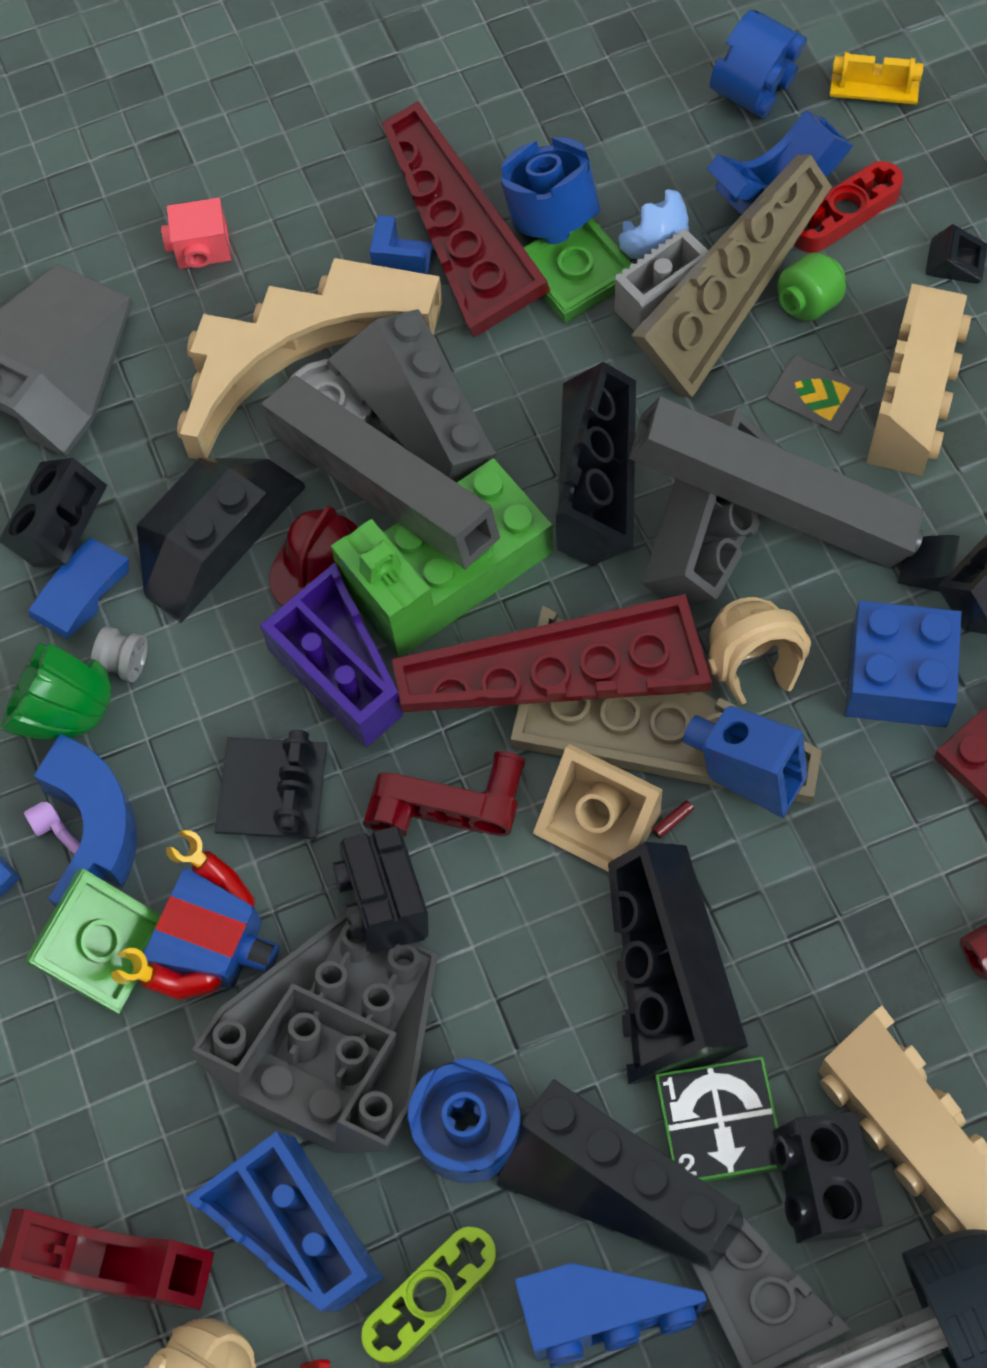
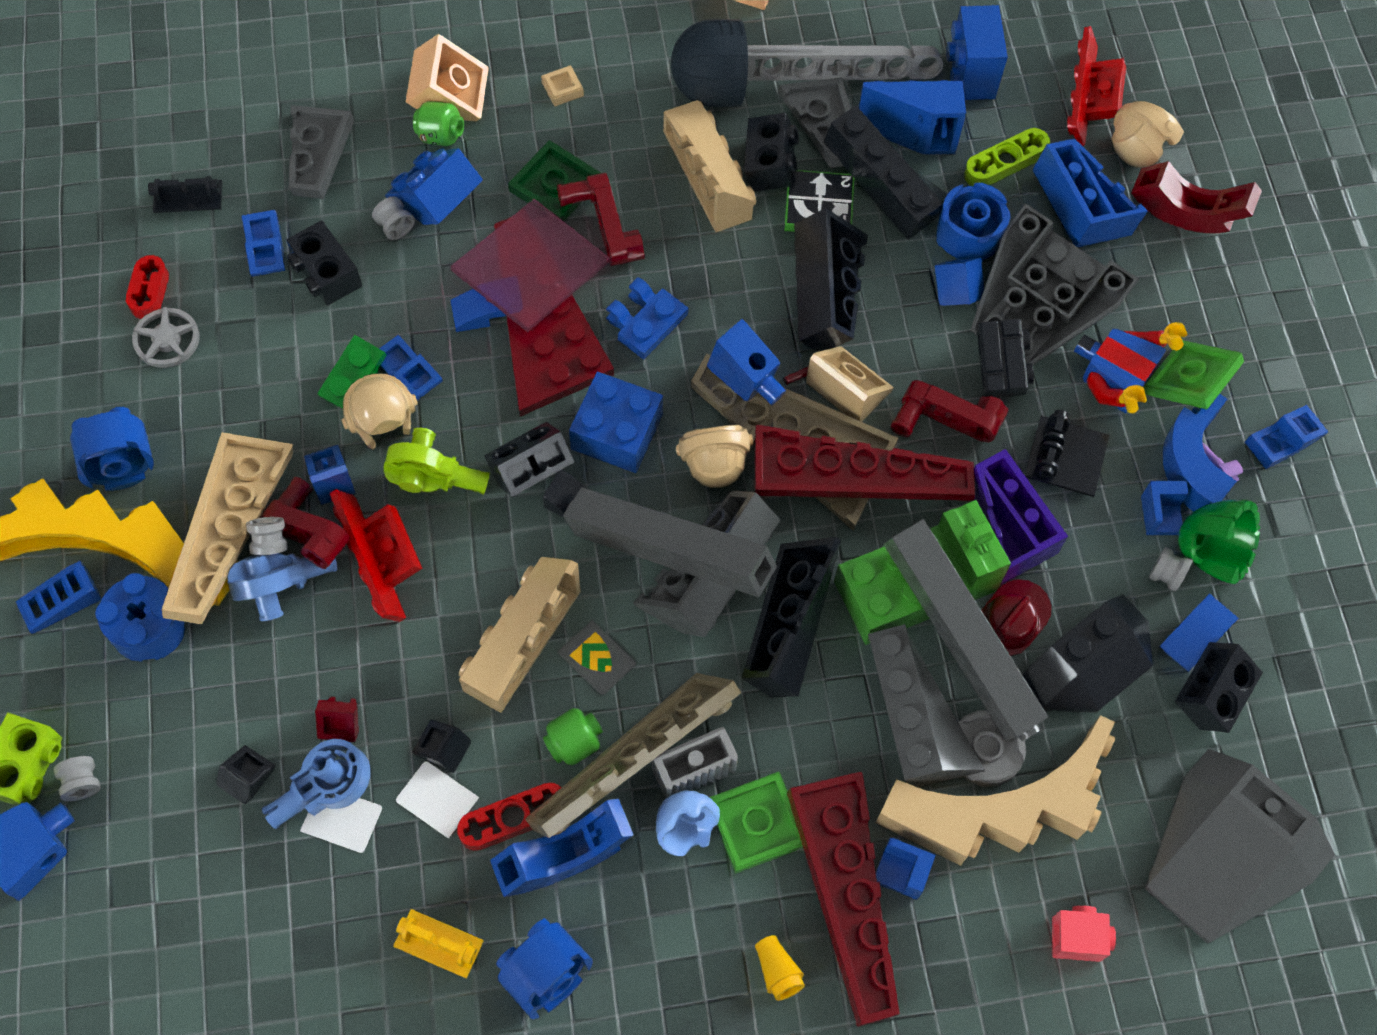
camera: 175 degrees left, 0 degrees up
(132, 741) = (1162, 506): none -> blue panel
(468, 1021) = (959, 281): none -> blue panel
(509, 128) = (779, 970): none -> yellow cone
(550, 189) = (789, 881): blue brick -> none
(907, 842) = (652, 323): none -> blue plate
(936, 208) = (436, 799): none -> white sticker

